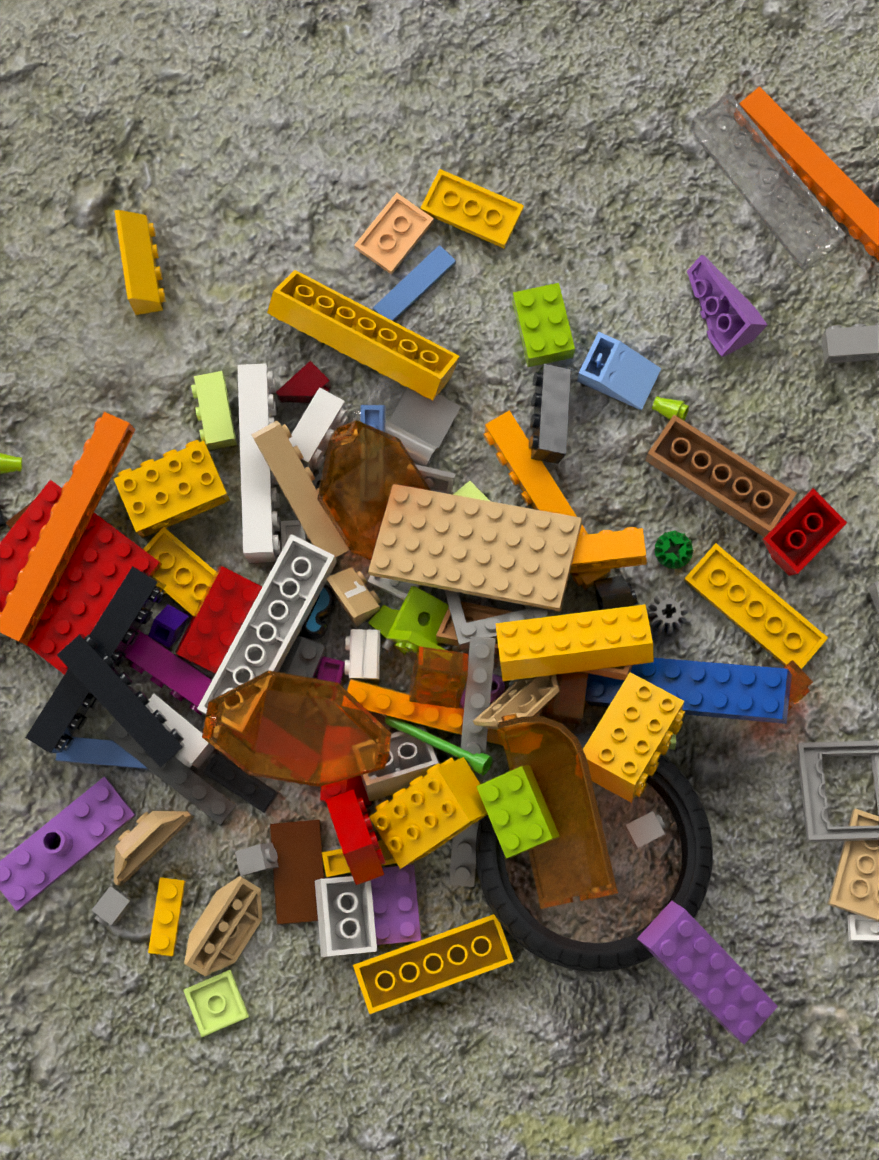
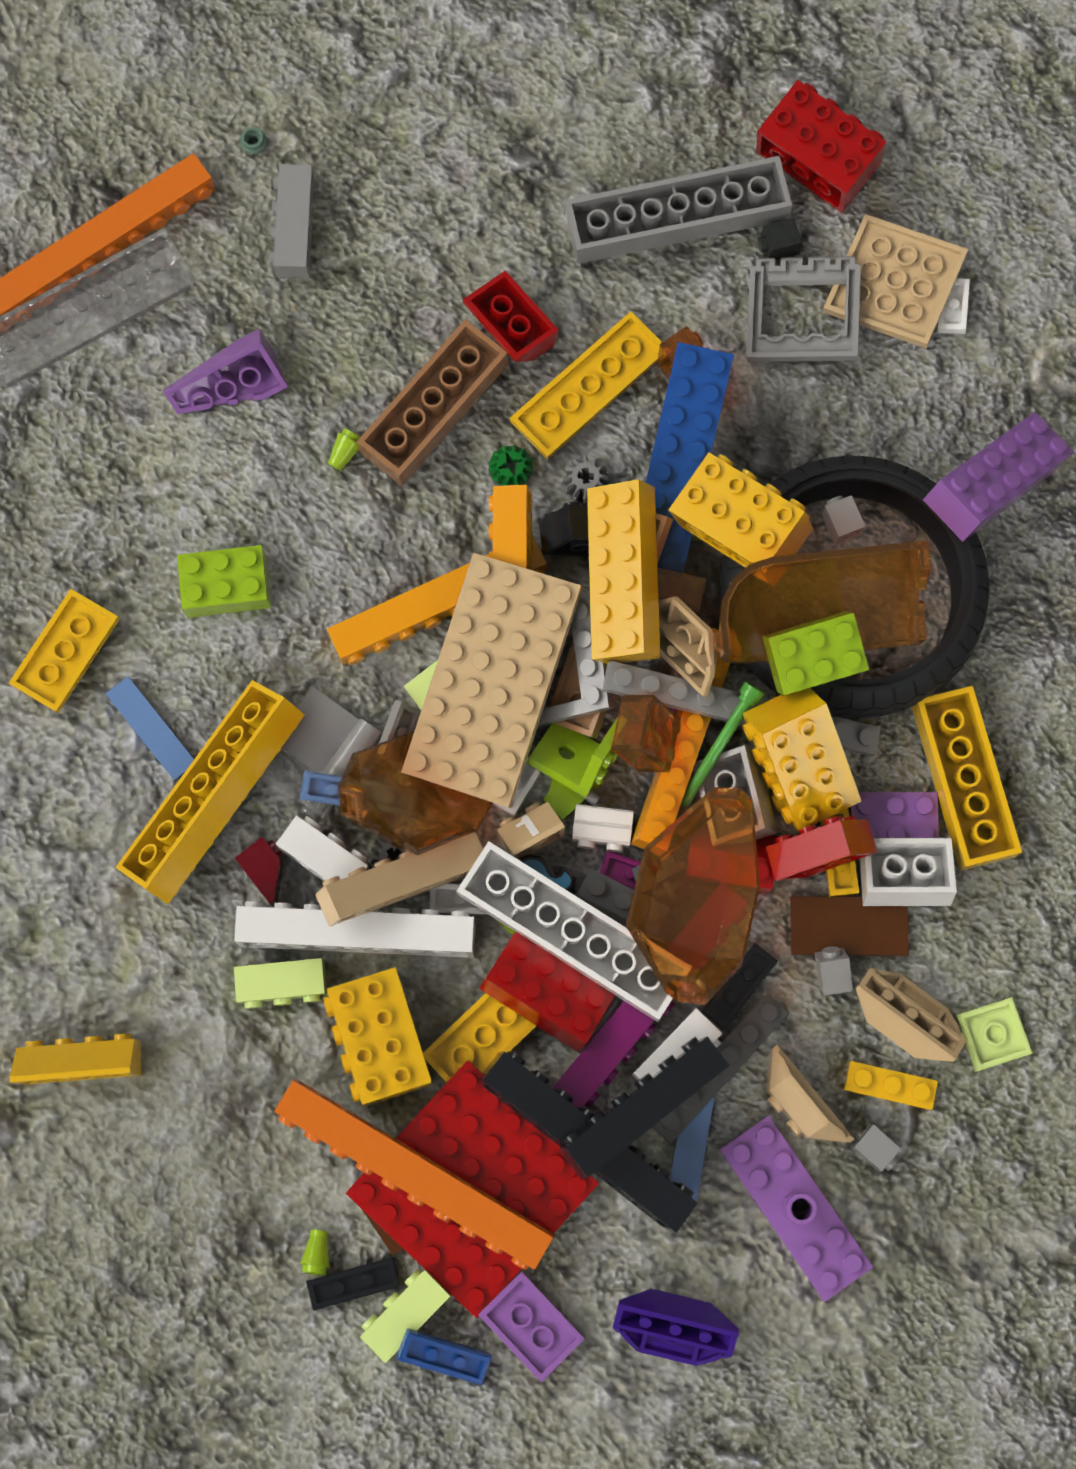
camera: 85 degrees left, 0 degrees up
(168, 626) = (546, 1056): dark purple brick -> none
(394, 233) = (82, 746): light nougat plate -> none
(550, 414) = (337, 581): brick -> none
(618, 371) = (292, 502): light blue slope -> none

